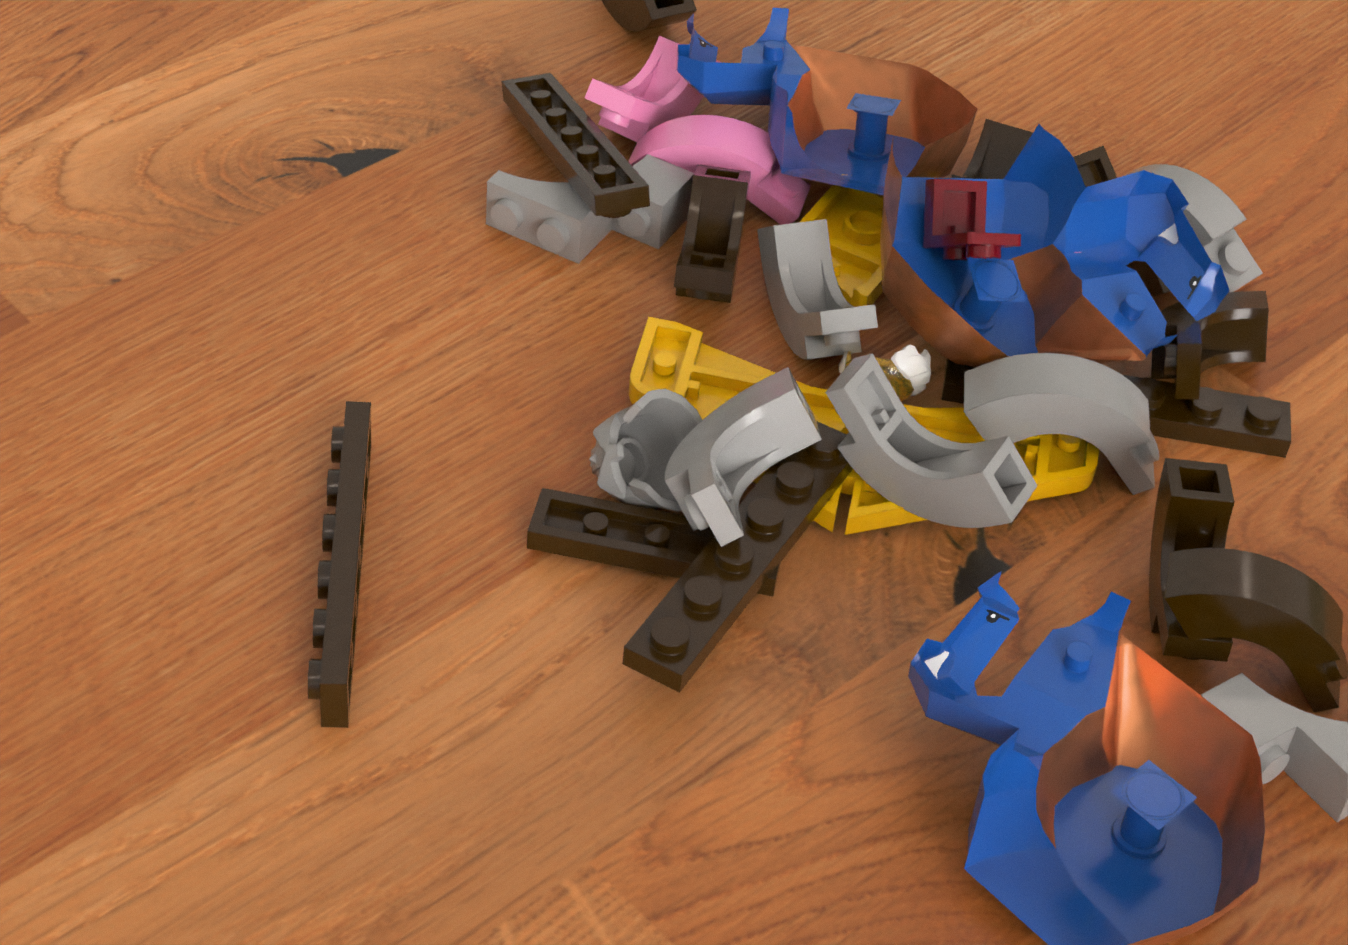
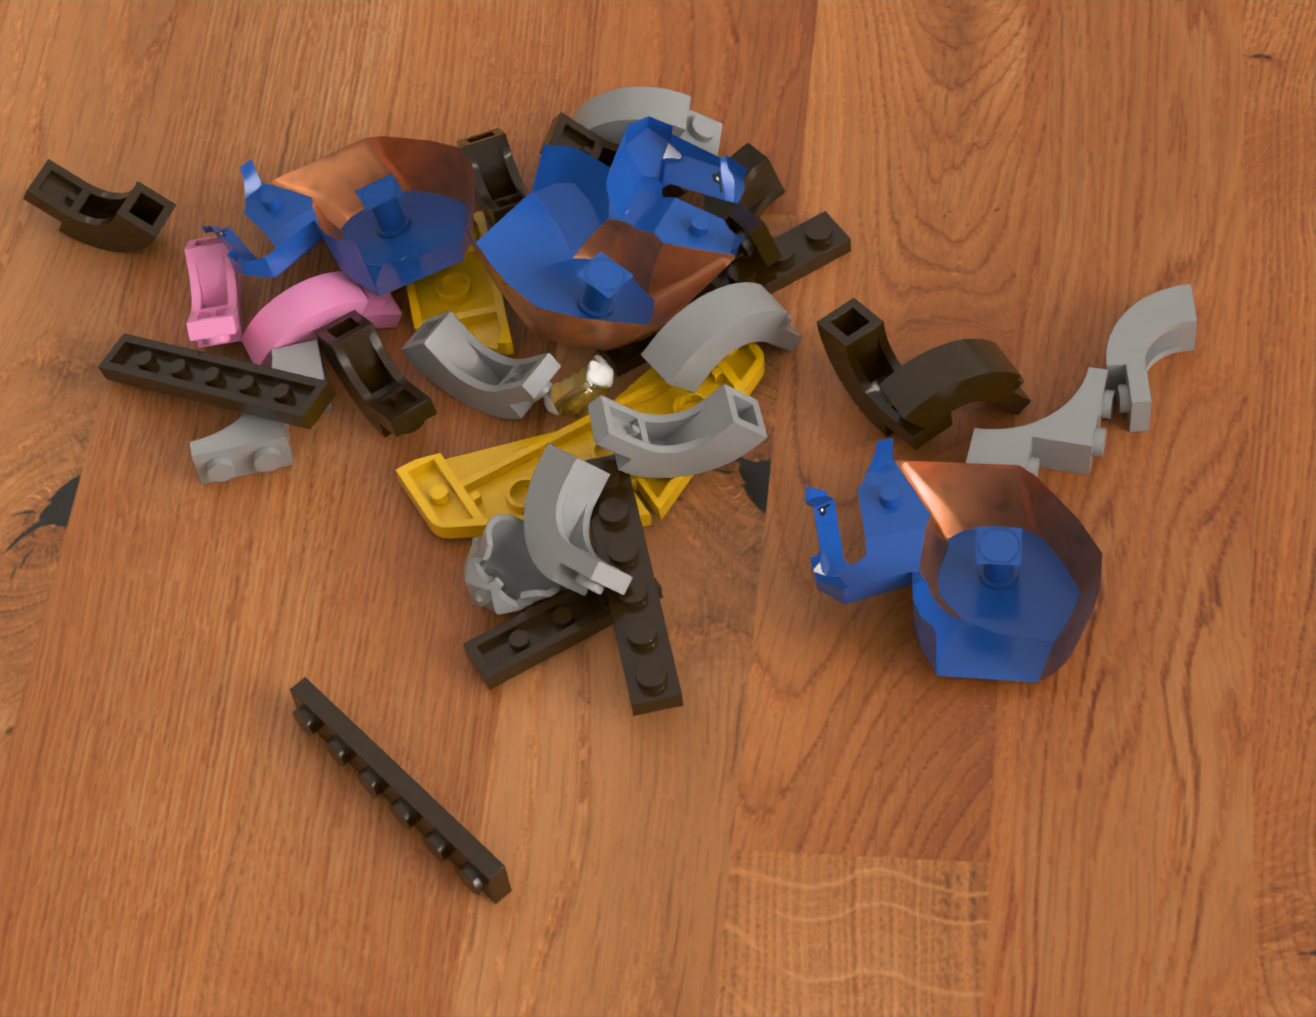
camera: 30 degrees left, 10 degrees up
(958, 221) = (542, 255): dark red bracket -> none

